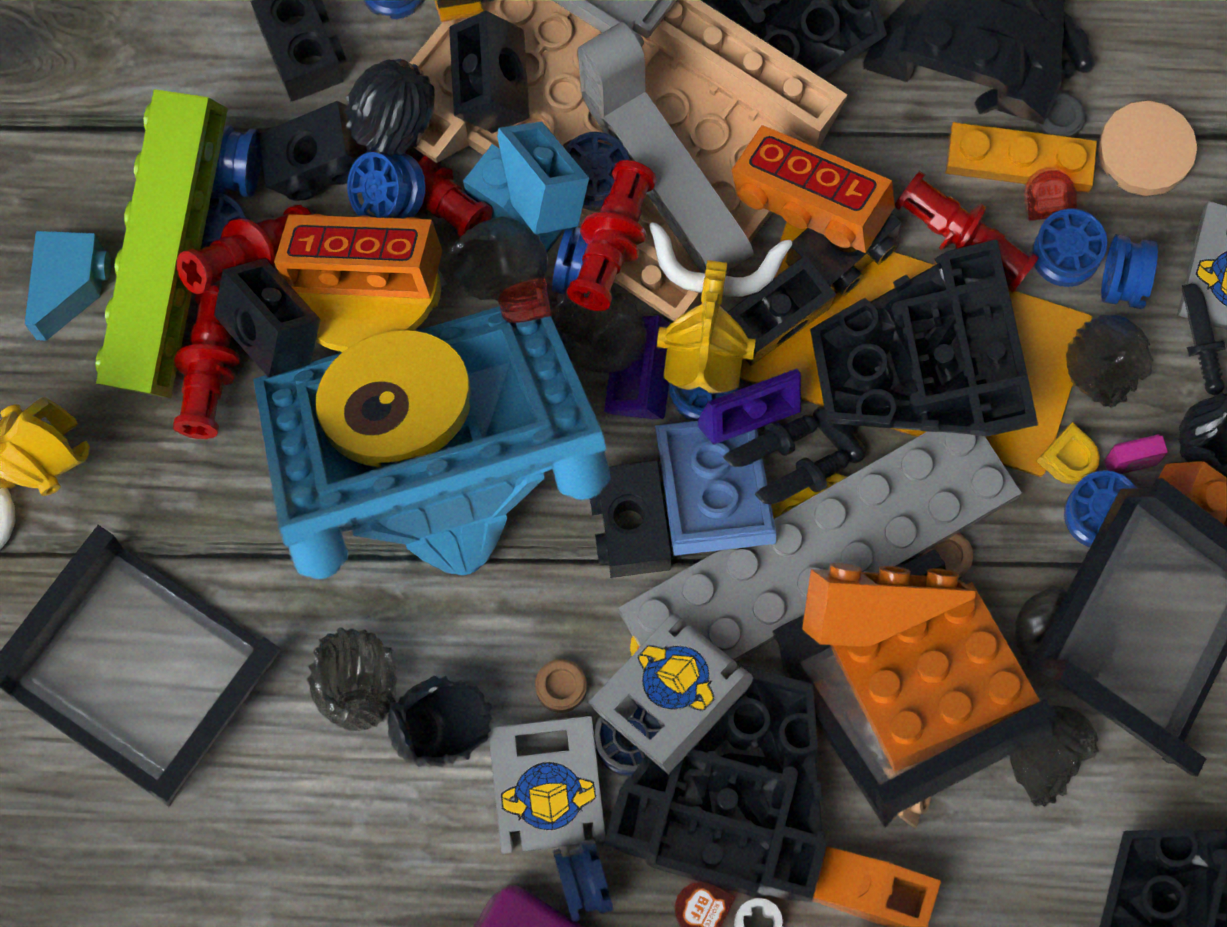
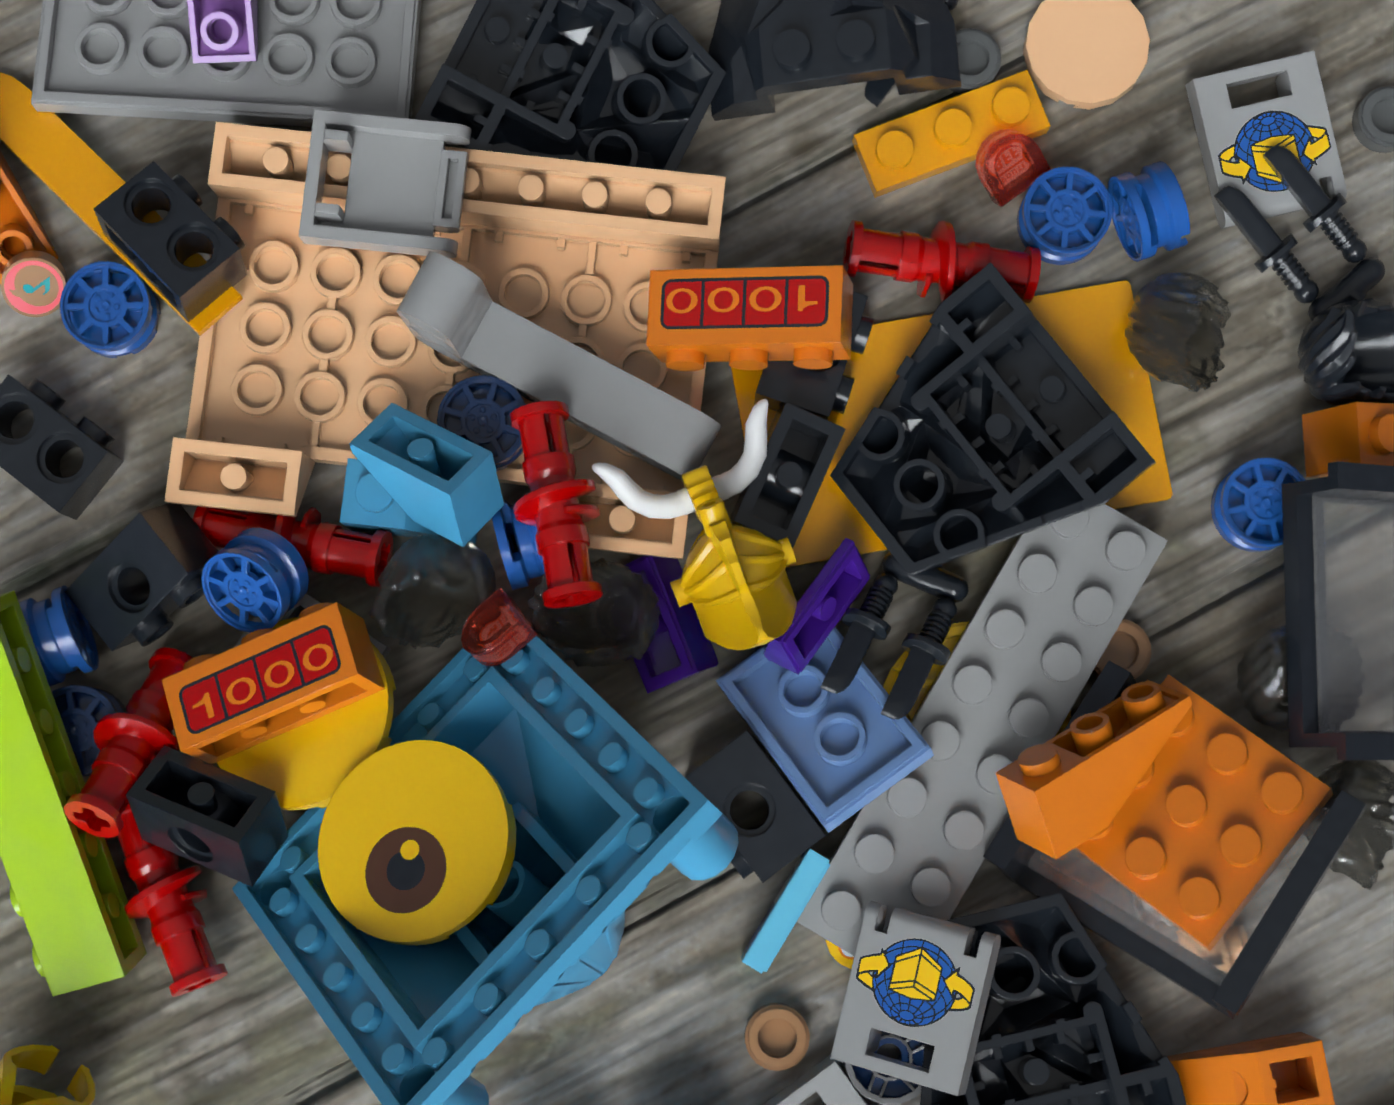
camera: 30 degrees left, 10 degrees up
(390, 107) = (208, 490): black hair -> none
(489, 72) = (295, 374): black brick -> none
(605, 604) = (785, 910): none -> medium azure tile
(1070, 456) = (1192, 459): yellow tile -> none
(1136, 454) = (1265, 423): dark pink tile -> none

